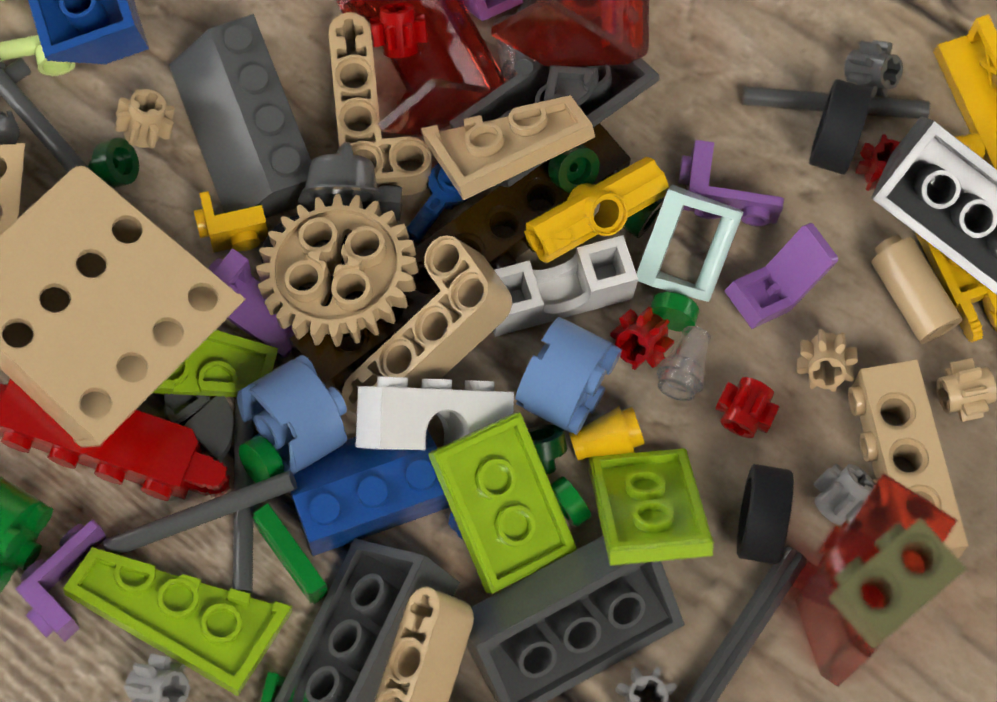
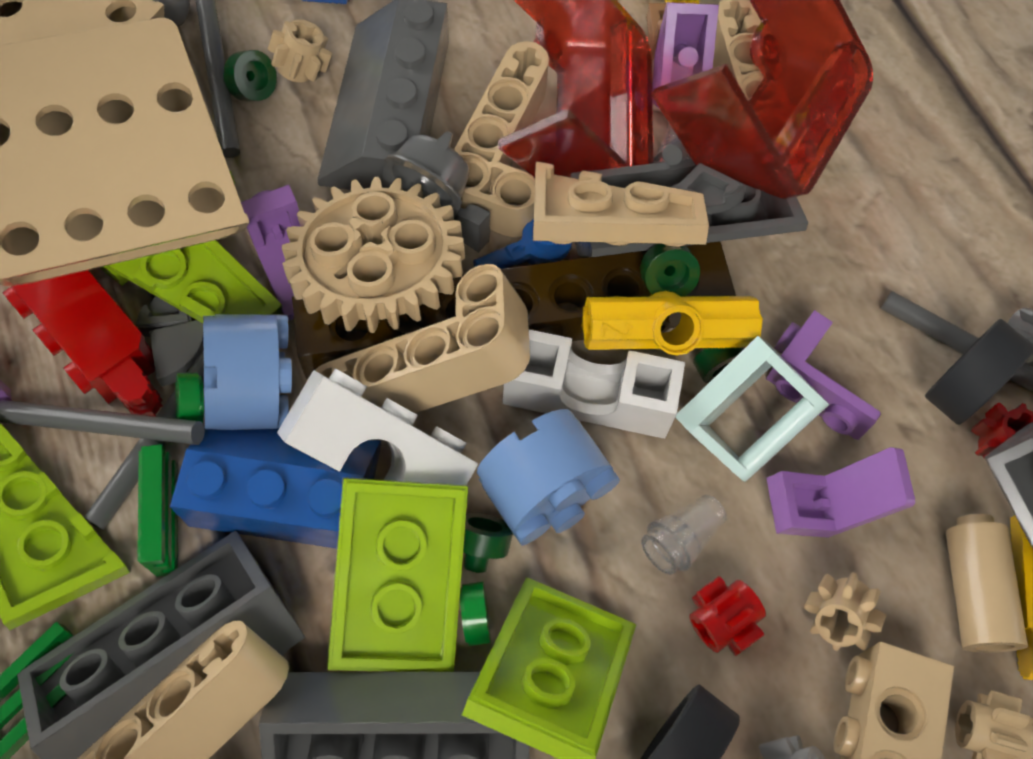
camera: 30 degrees right, 5 degrees down
(235, 229) = (311, 175): yellow bracket -> none
(398, 30) = (574, 81): red gear -> none
(608, 435) = (560, 564): yellow cone -> none
(642, 338) = (651, 481): red gear -> none
(677, 308) = (701, 471): green tile -> none

